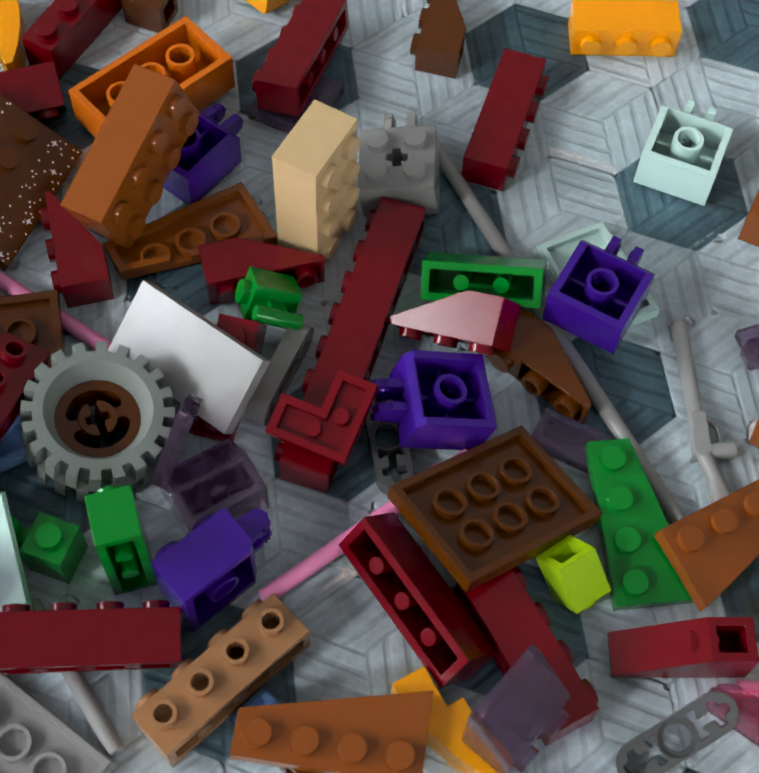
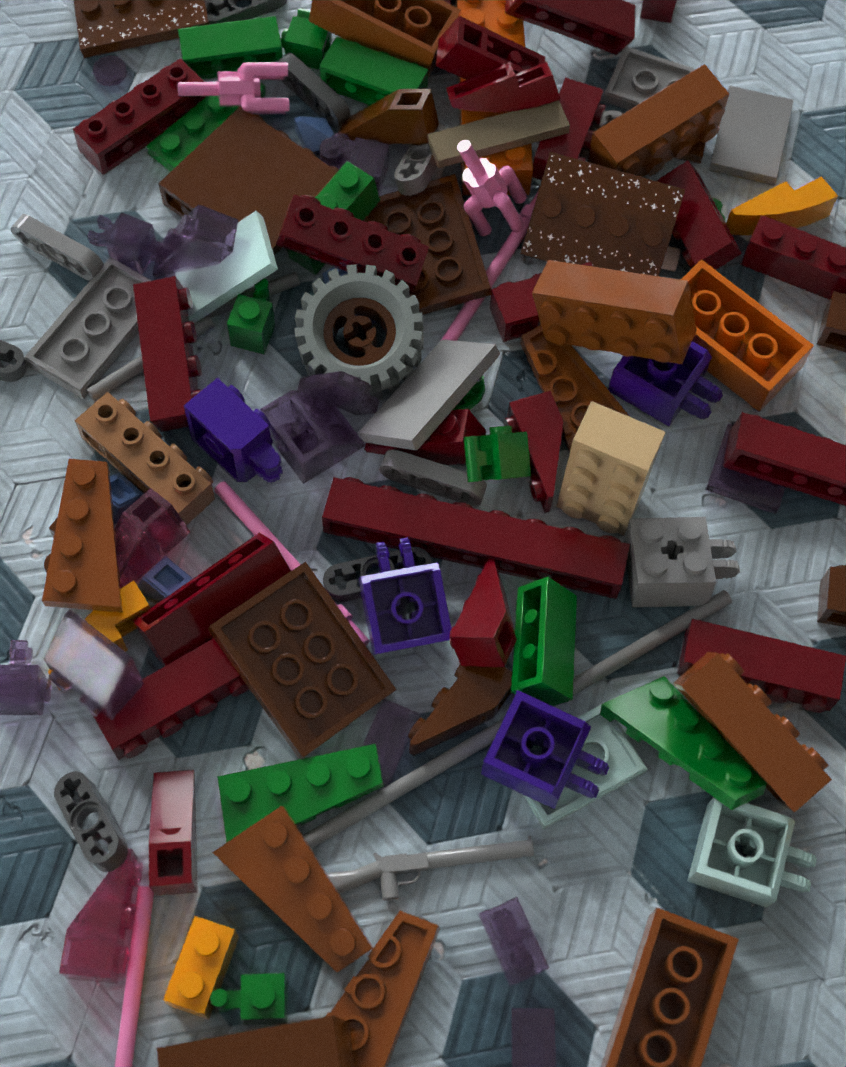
camera: 85 degrees right, 5 degrees up
(120, 538) = (246, 356): green brick -> none
(326, 667) = (146, 535): none -> clear pink slope
(329, 429) = (360, 508): dark red plate -> none
(382, 662) = (163, 580): none -> medium blue slope
(573, 574) = (240, 731): lime brick -> none
(574, 184) = (685, 739): none -> green wing
(581, 118) = (752, 730): none -> dark orange brick

